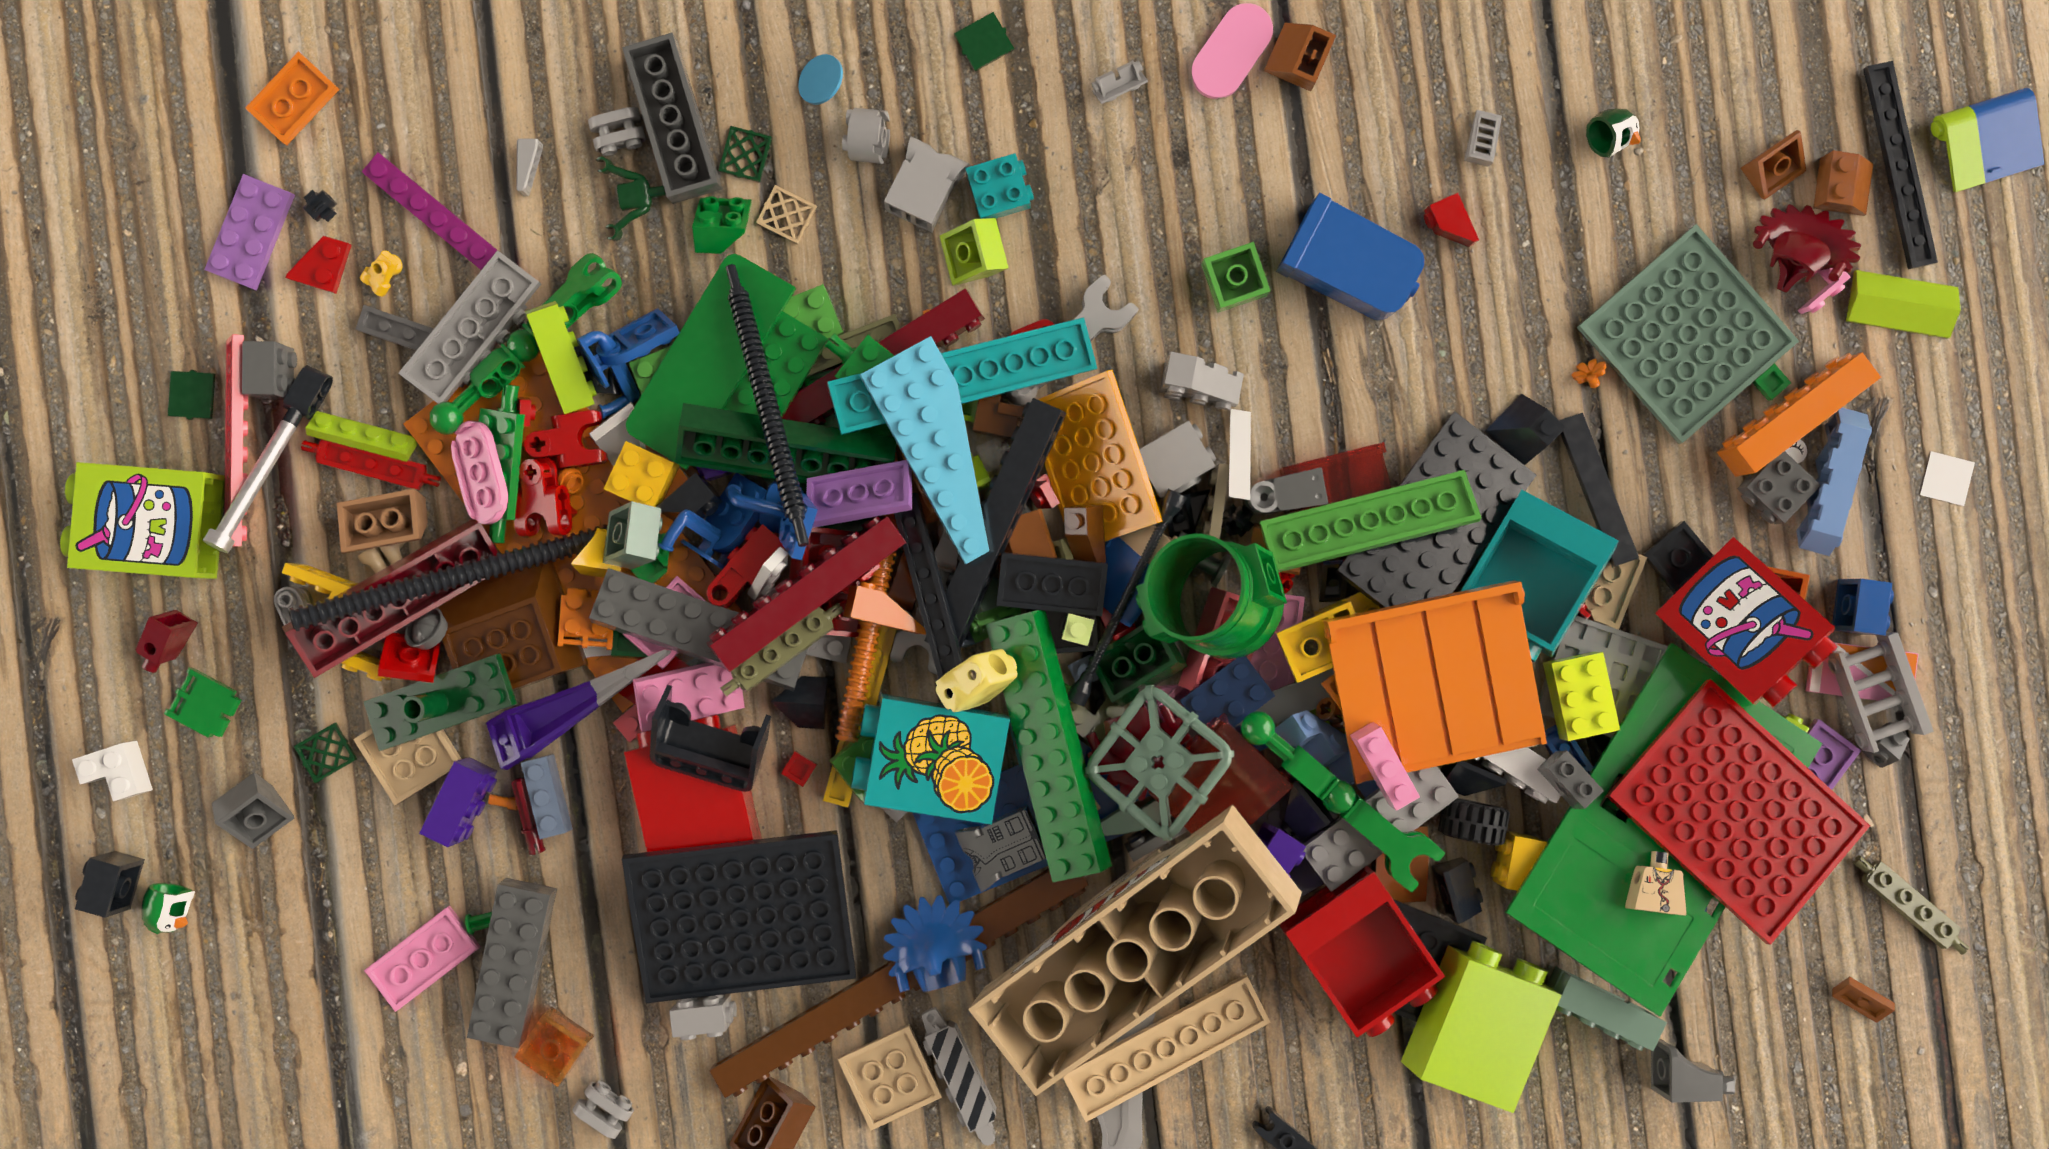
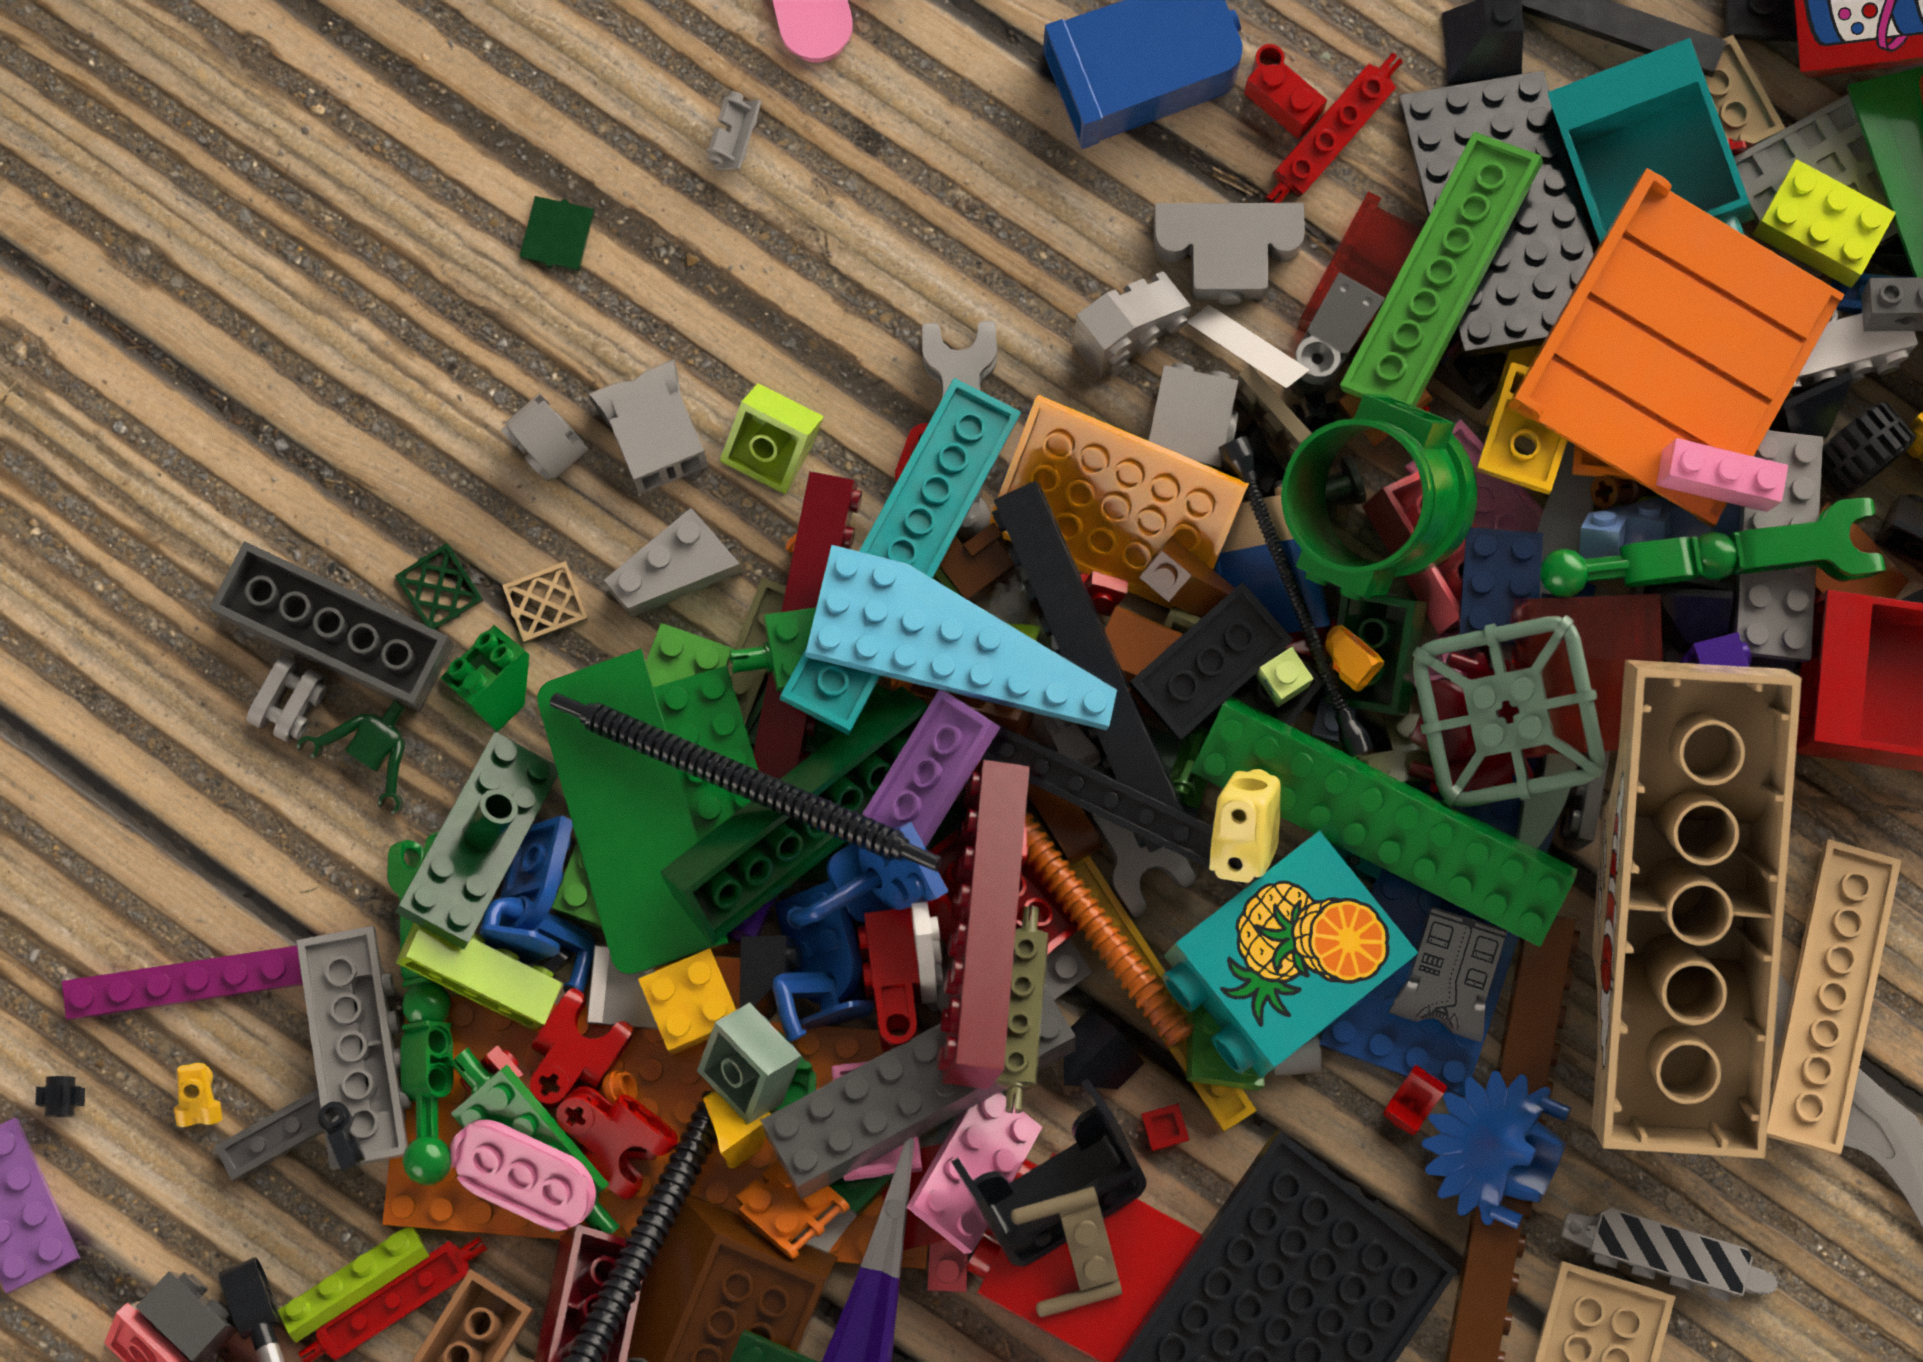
camera: 45 degrees left, 10 degrees down
(322, 265) = (124, 1157): red wing -> none
(410, 371) = (347, 1151): none -> black plate
(528, 158) = (223, 820): light grey slope -> none
(609, 297) = (478, 841): none -> plate
(691, 787) = (1087, 1248): none -> dark tan plate
(820, 79) = (437, 435): dark azure piece -> none
(861, 261) = (672, 565): none -> light grey wedge
(877, 608) = (1072, 868): slope -> none
(923, 882) = (1414, 1100): none -> red bracket
(999, 187) = (729, 350): teal brick -> none
(1121, 654) = (1352, 657): none -> light orange rock
(1235, 277) = (1052, 191): bright green brick -> none
(1291, 394) = (1228, 244): none -> light grey brick
(1400, 350) = (1283, 93): none -> red hinge
(1404, 394) = (1334, 130): none -> red plate

